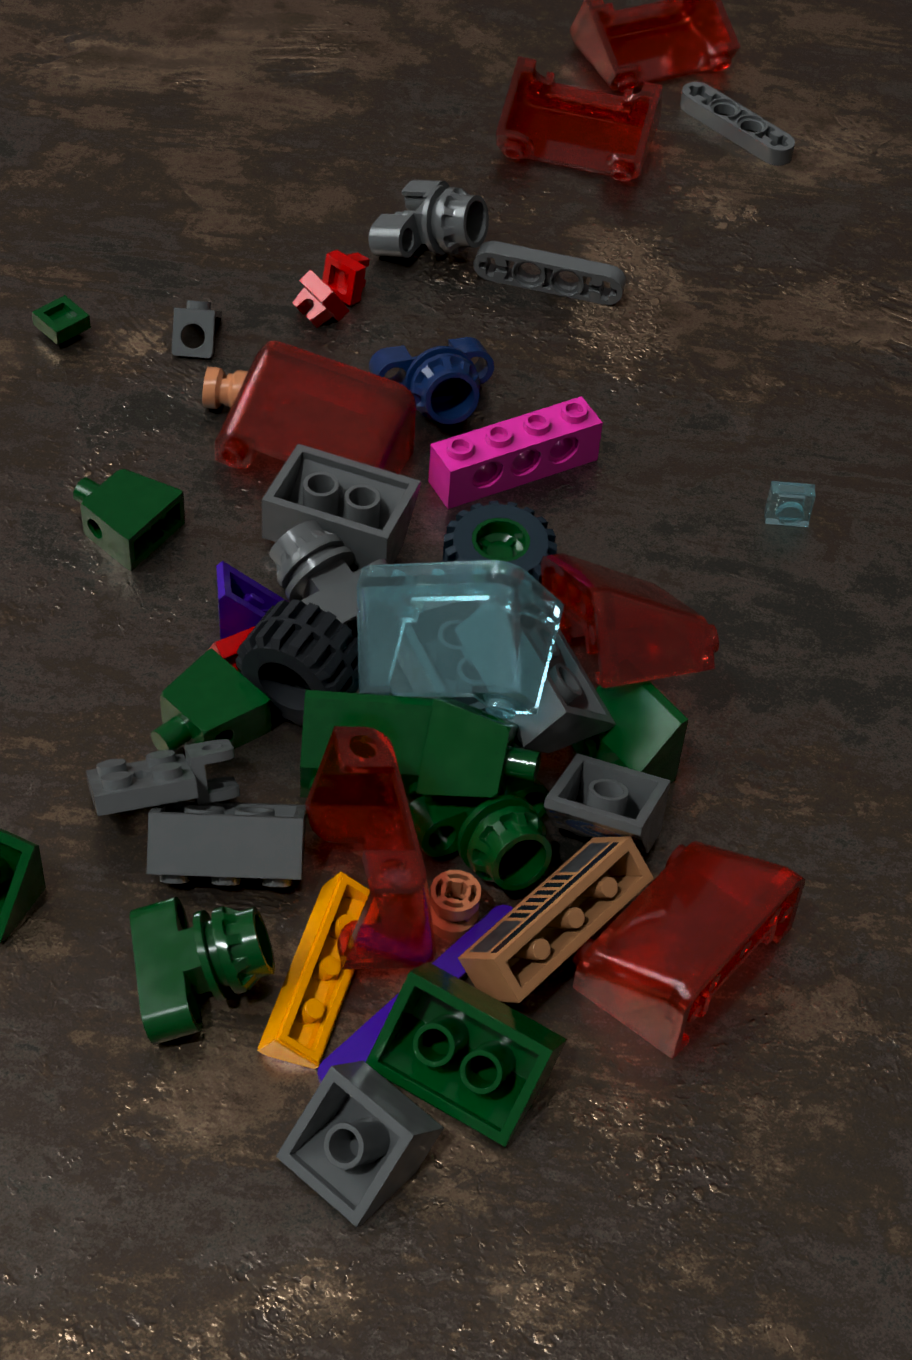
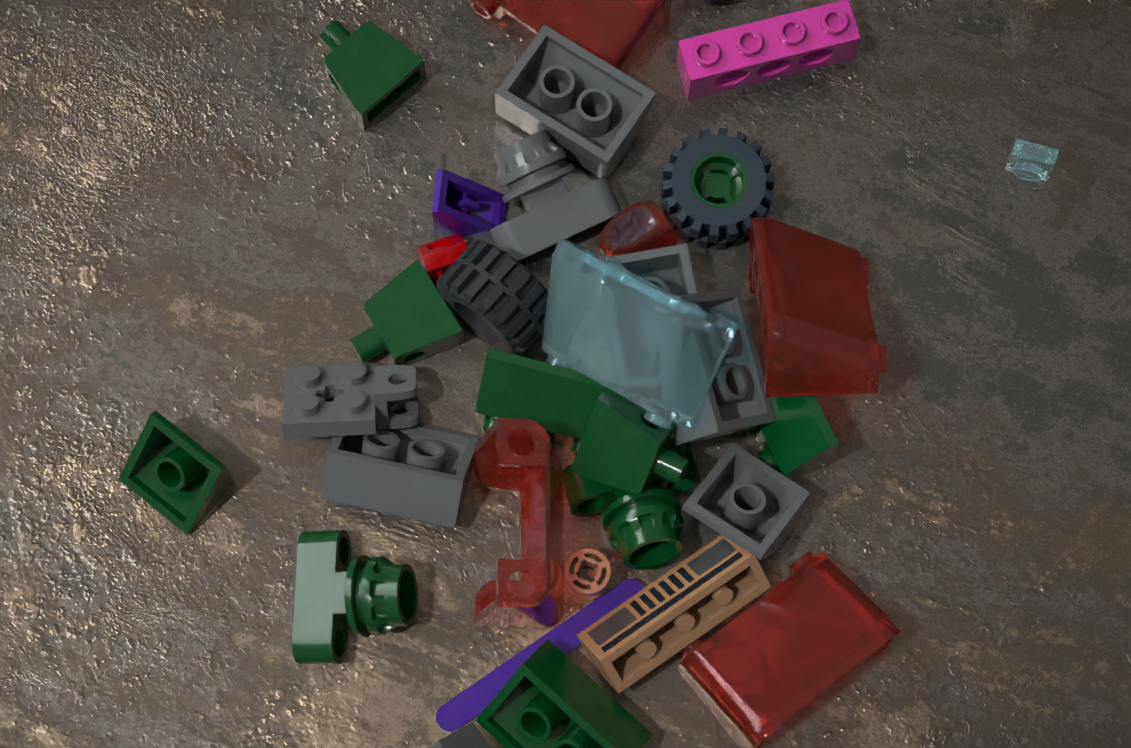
camera: 15 degrees right, 25 degrees up
(315, 980) = (449, 628): light orange slope -> none

